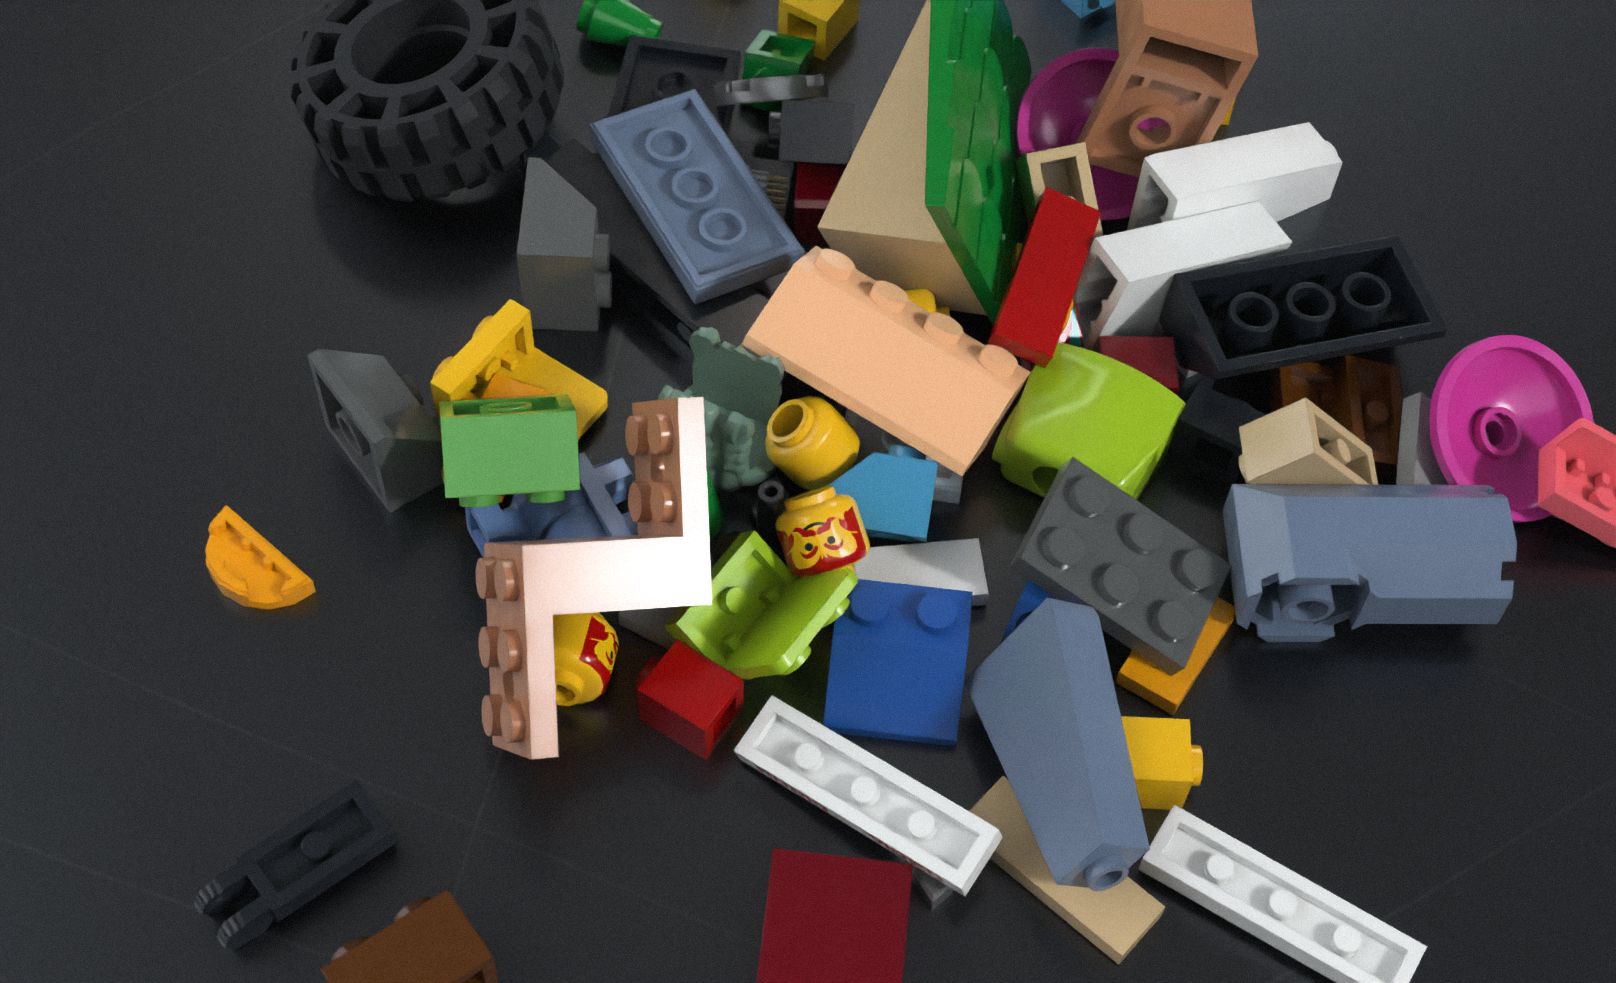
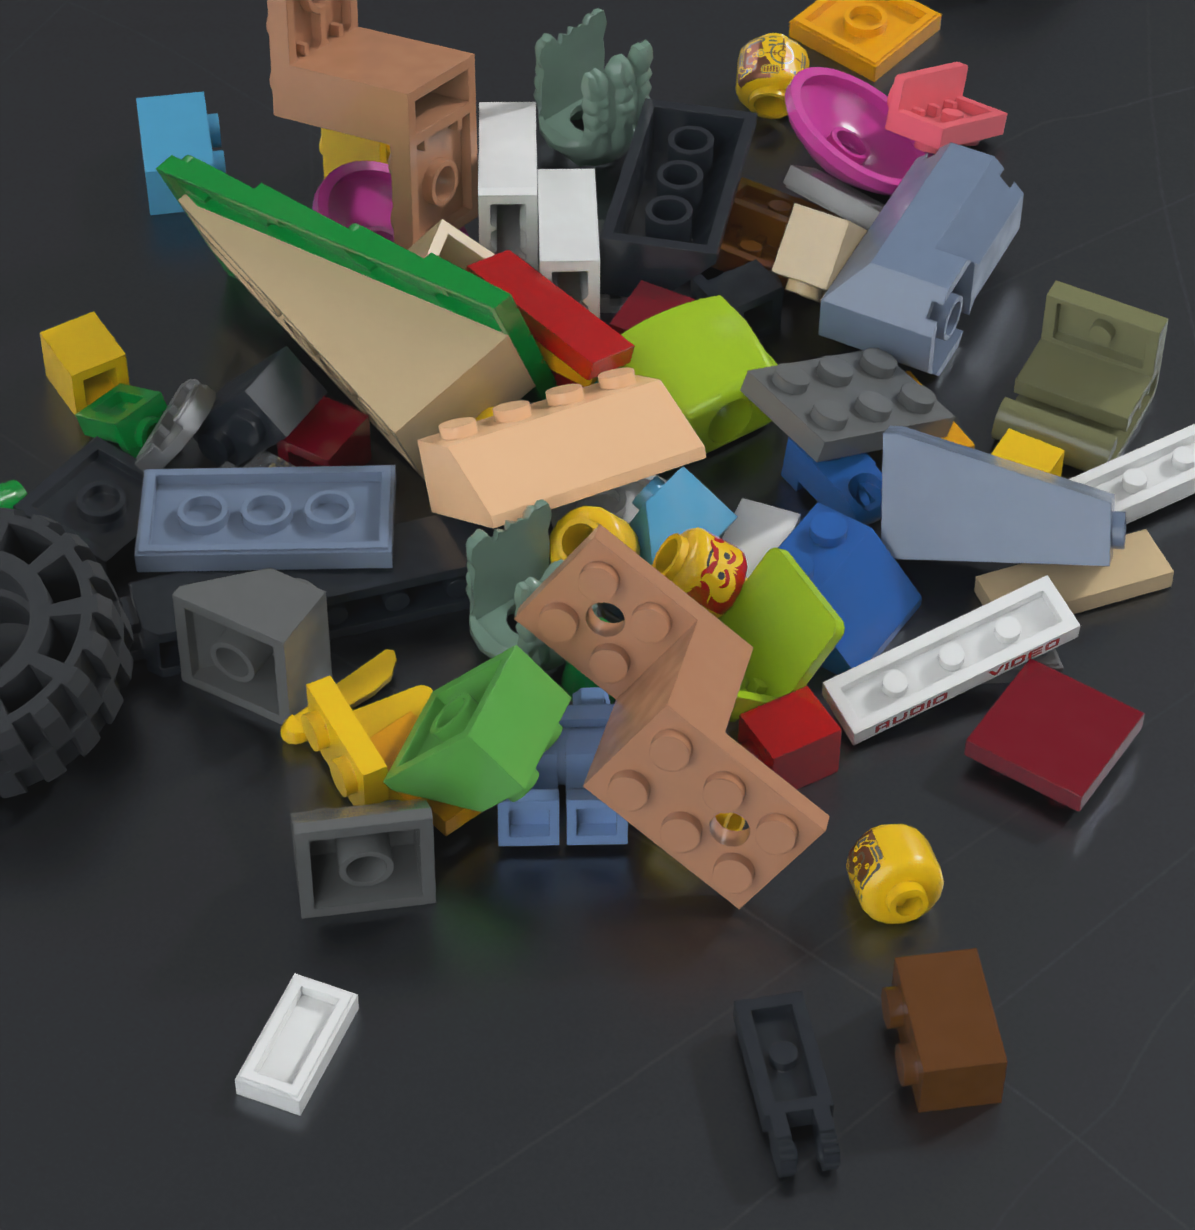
camera: 60 degrees left, 10 degrees down
(184, 479) = (297, 1044): none -> white tile
(251, 567) = (432, 1024): light orange tile -> none
(577, 853) = (894, 869): none -> yellow head
(581, 348) = (355, 688): none -> yellow piece
(1314, 769) = (1086, 377): none -> olive piece
(1384, 187) = (576, 86): none -> sand green piece
(1554, 321) = (766, 70): none -> yellow head

